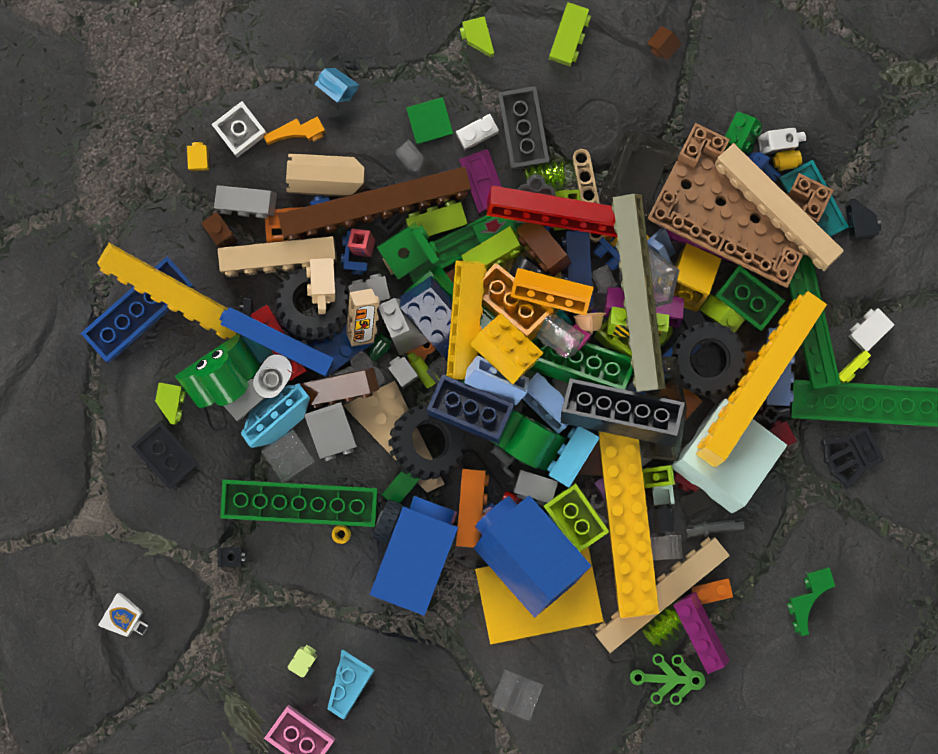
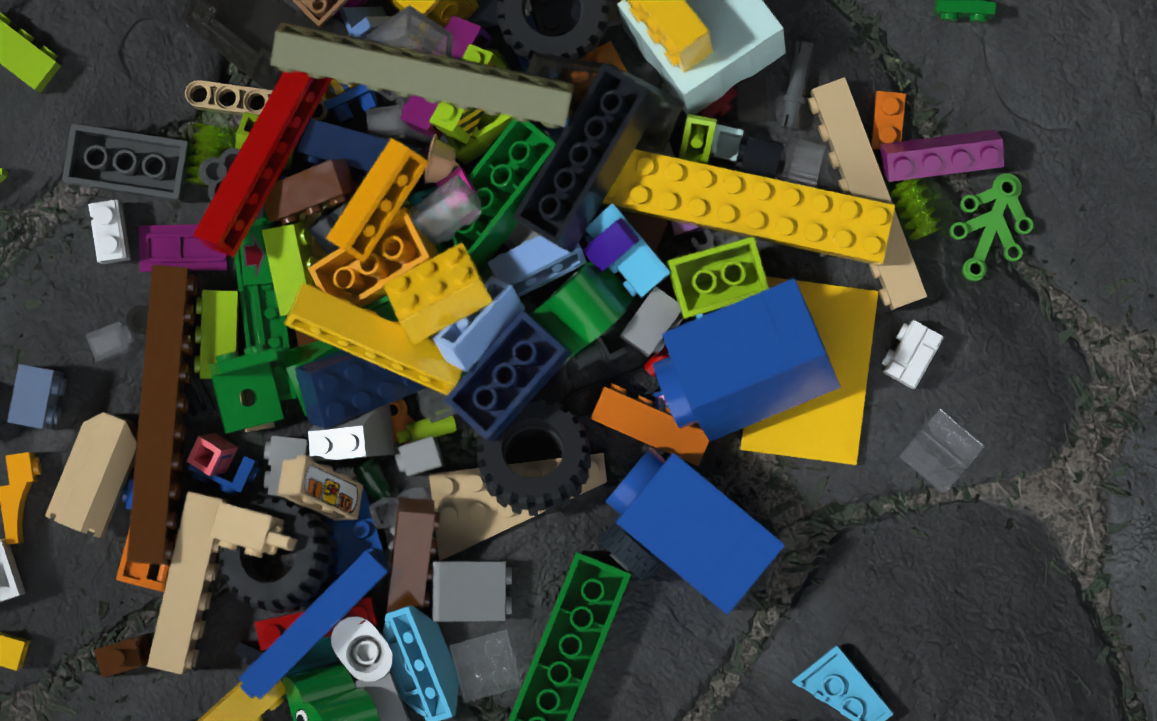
camera: 70 degrees left, 0 degrees up
(245, 201) = (93, 603): light grey brick -> none
(336, 538) = (624, 636): yellow plate -> none
(359, 123) = (36, 397): none -> sand blue brick
(400, 487) = (586, 518): green tile -> none
(429, 121) = (69, 295): green tile -> none
(571, 656) = (912, 353): none -> white brick
(573, 445) = (610, 245): none -> dark purple tile

